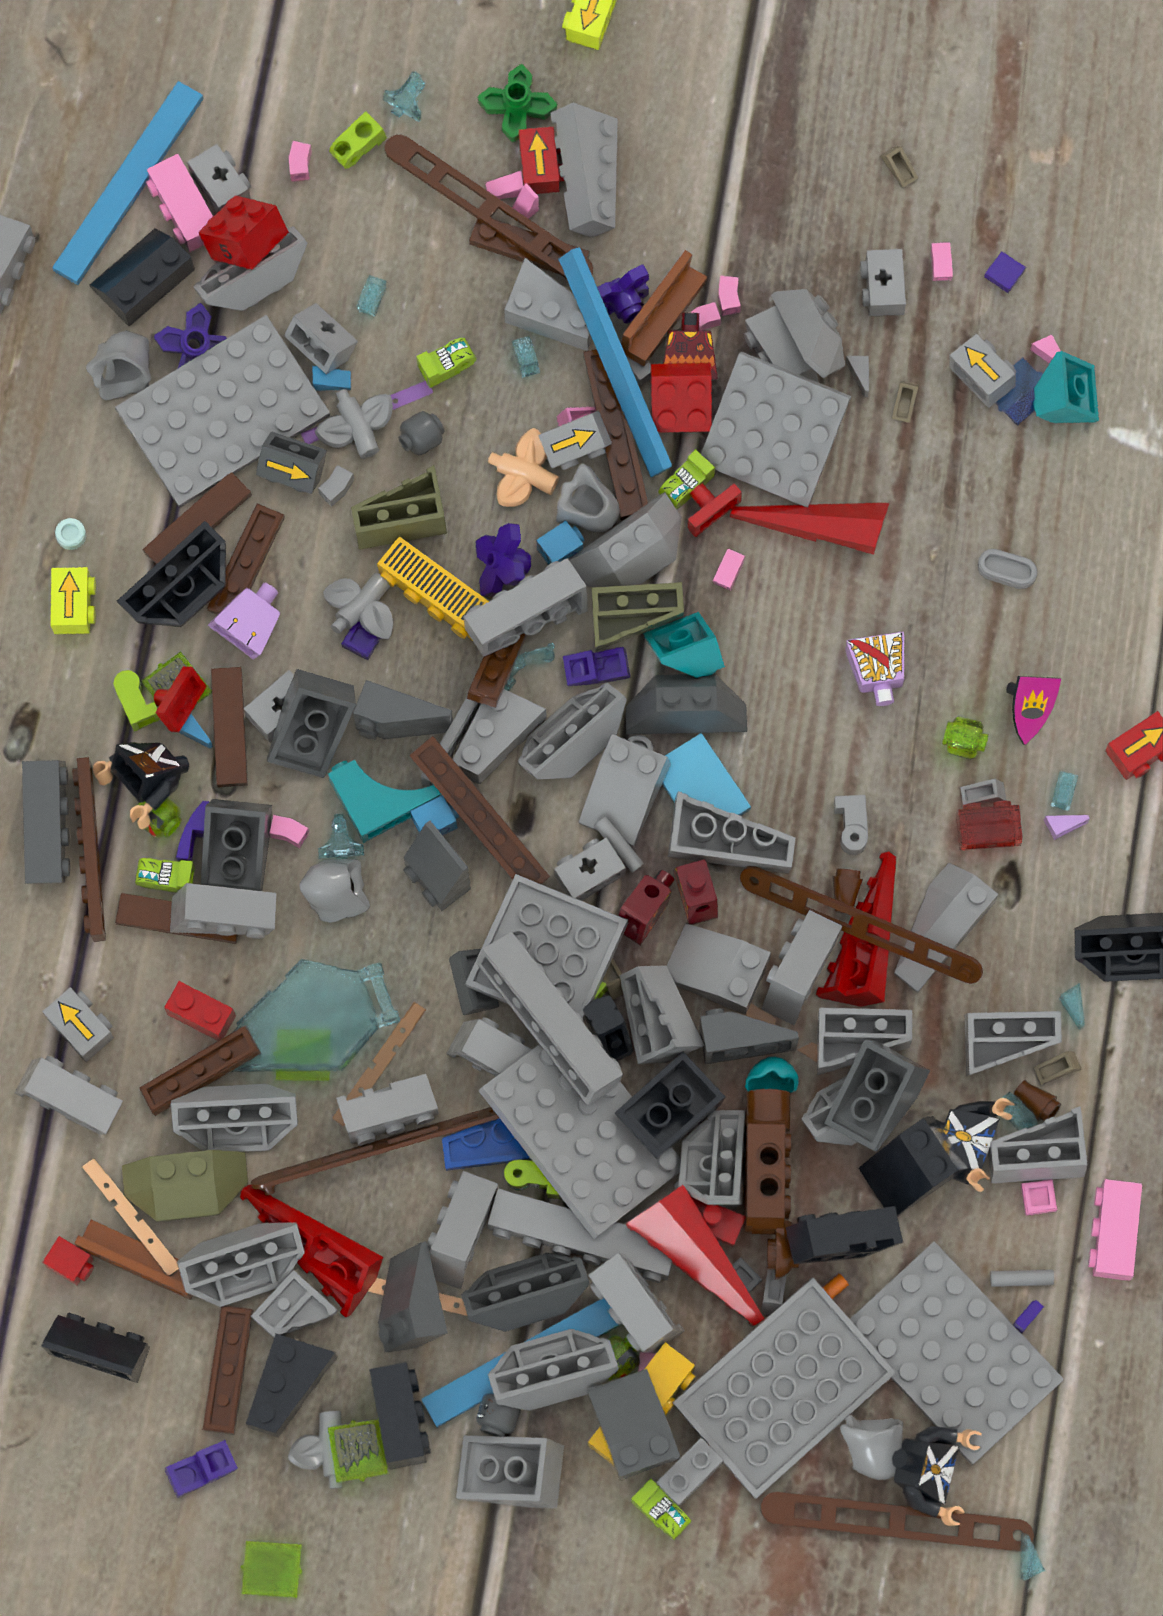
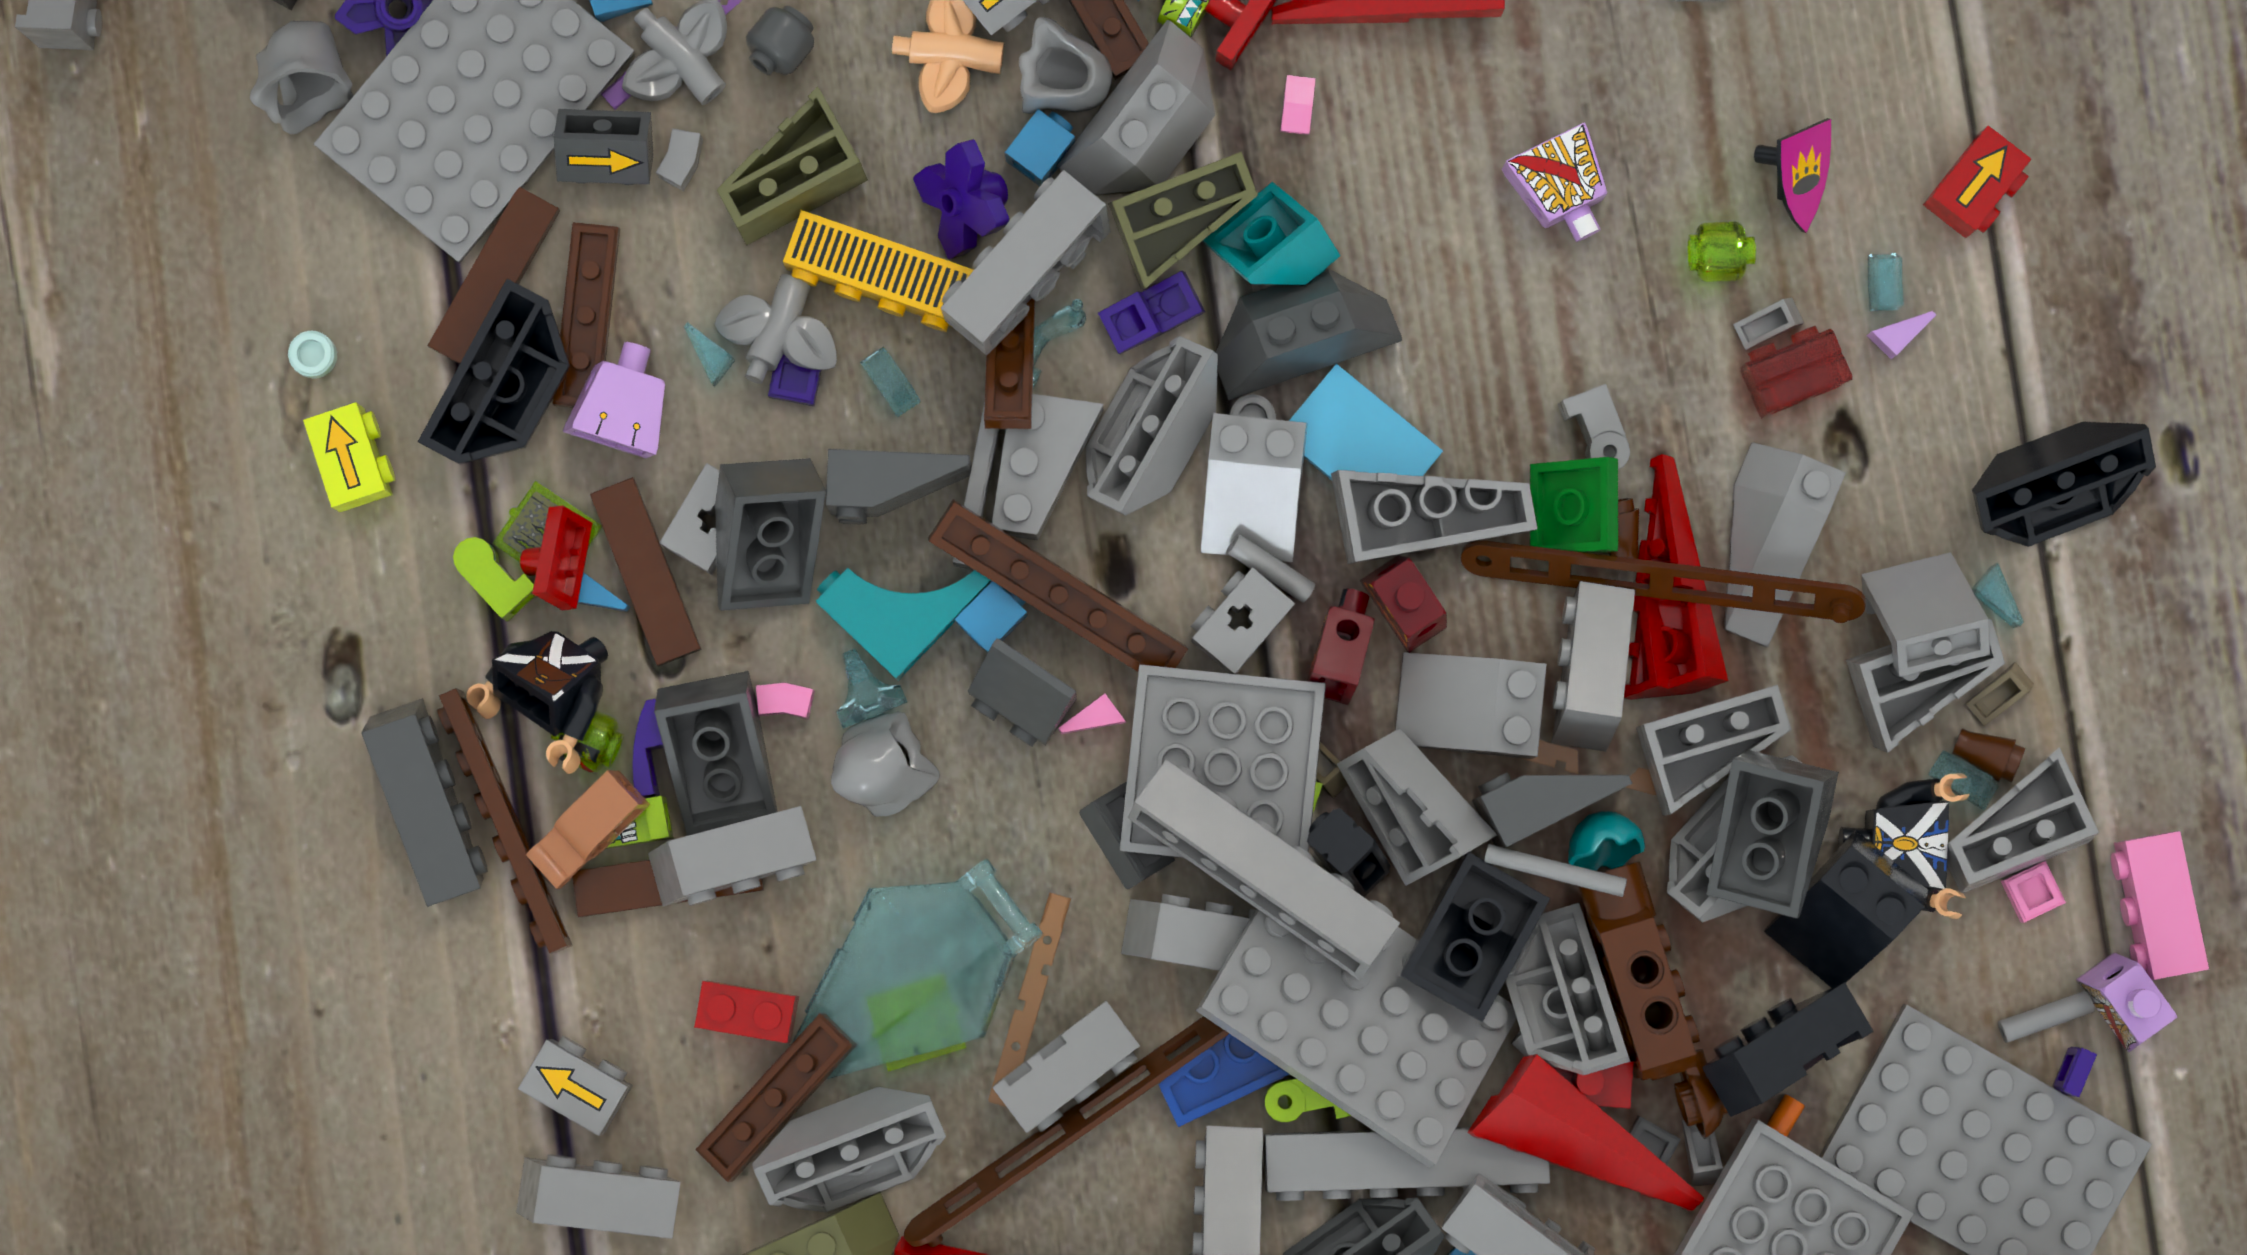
camera: 25 degrees left, 10 degrees up
(140, 864) = (587, 827): none -> nougat piece
(315, 610) = (713, 357): none -> clear light blue piece
(420, 660) = (890, 381): none -> clear light blue piece
(479, 900) = (1096, 715): none -> bright pink piece
(733, 1077) = (1555, 870): none -> light grey bar
(822, 862) = (1576, 505): none -> green plate
(1021, 996) = (1927, 613): none -> light grey panel
(1077, 1284) = (2128, 1000): none -> lavender torso

